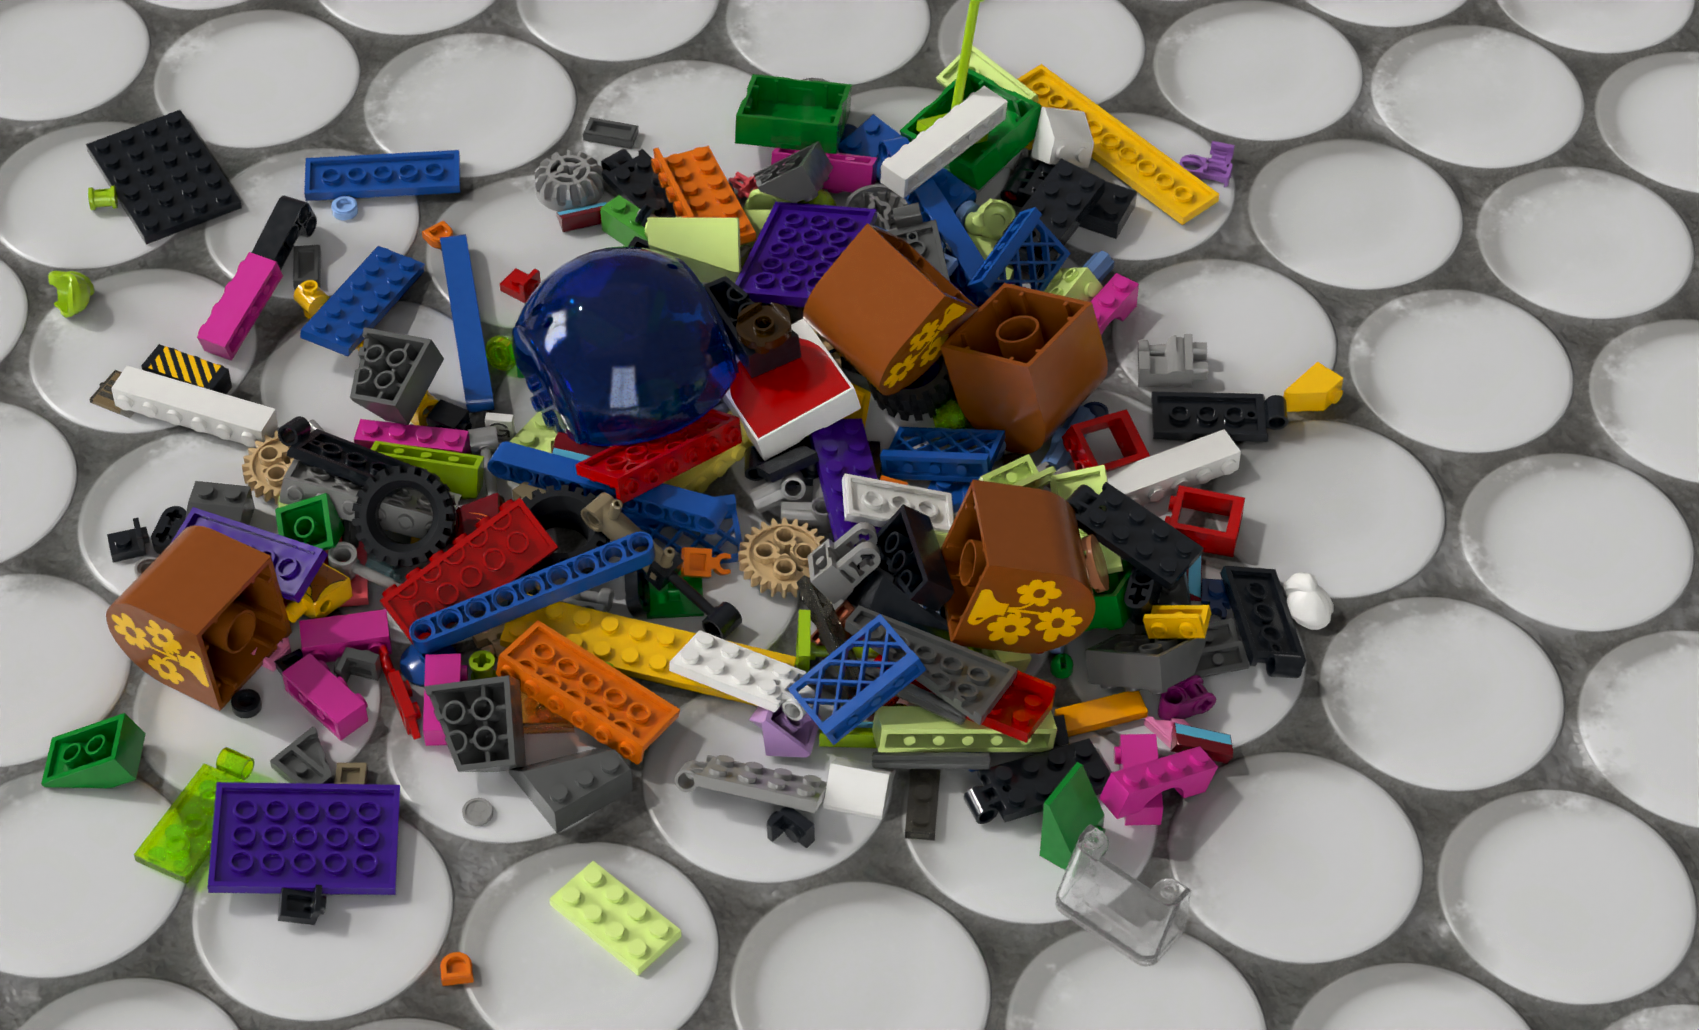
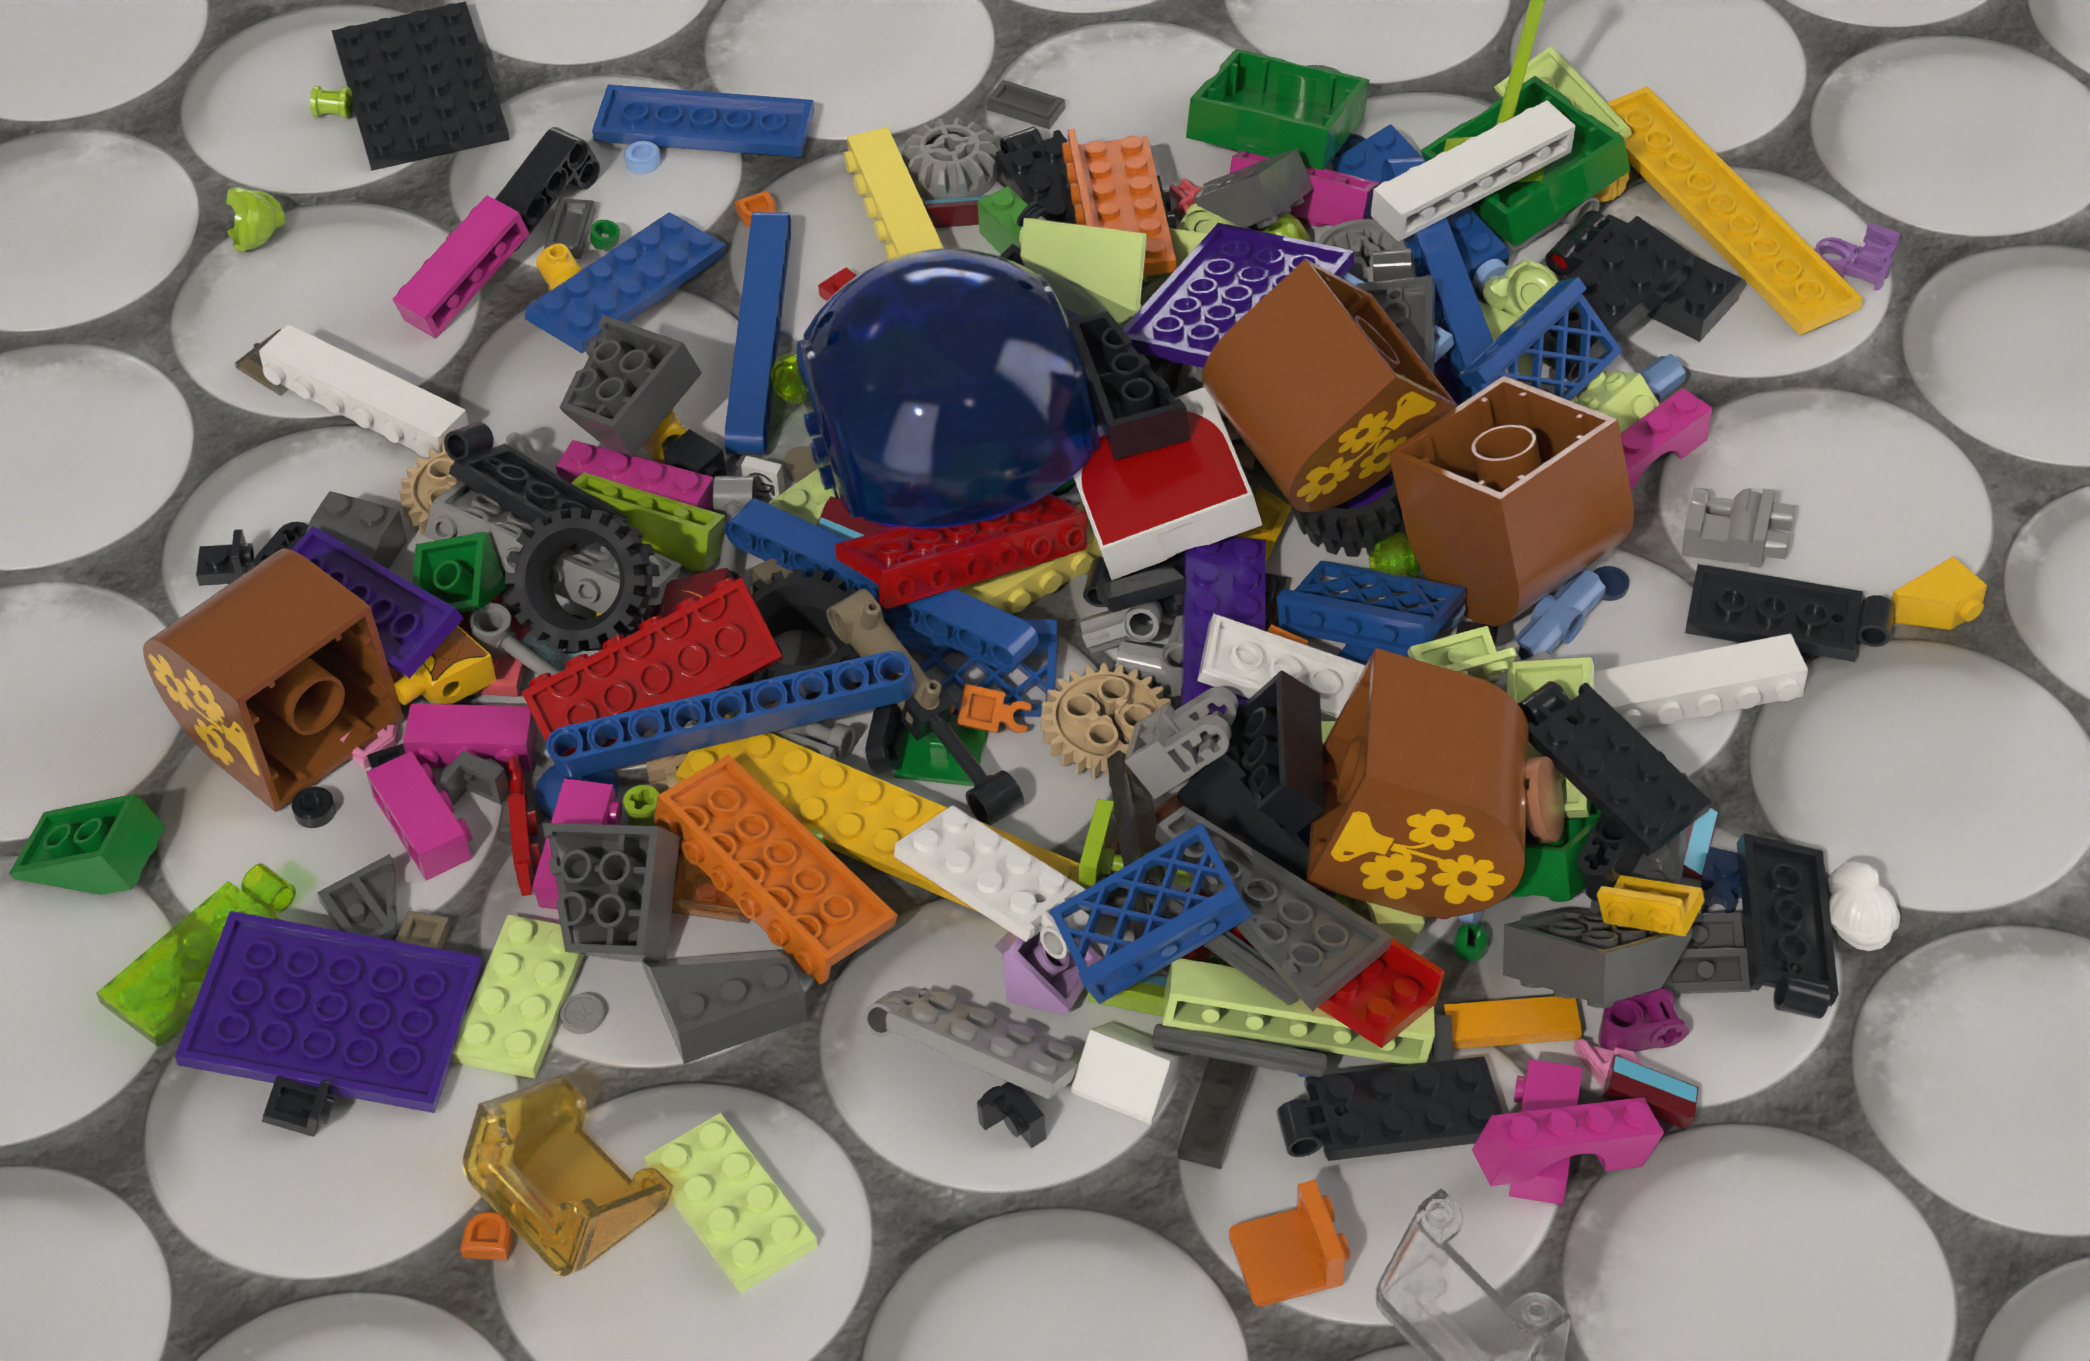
camera: 15 degrees right, 0 degrees up
(188, 369) = (370, 341): brick -> none
(335, 263) = (606, 227): none -> green hinge
(431, 808) = (518, 999): none -> yellowish green plate
(492, 925) = (554, 1179): none -> clear yellow windscreen
(522, 411) = (799, 463): none -> dark tan tile
(537, 216) = (889, 193): none -> light yellow brick
(763, 338) = (1132, 405): dark brown plate -> none
(996, 882) = (1291, 1250): none -> orange bracket
(1064, 136) = (1650, 186): white slope -> none
(1067, 815) = (1418, 1161): green slope -> none
(1123, 431) = (1640, 616): red window -> none
(1212, 502) = (1744, 735): red window -> none

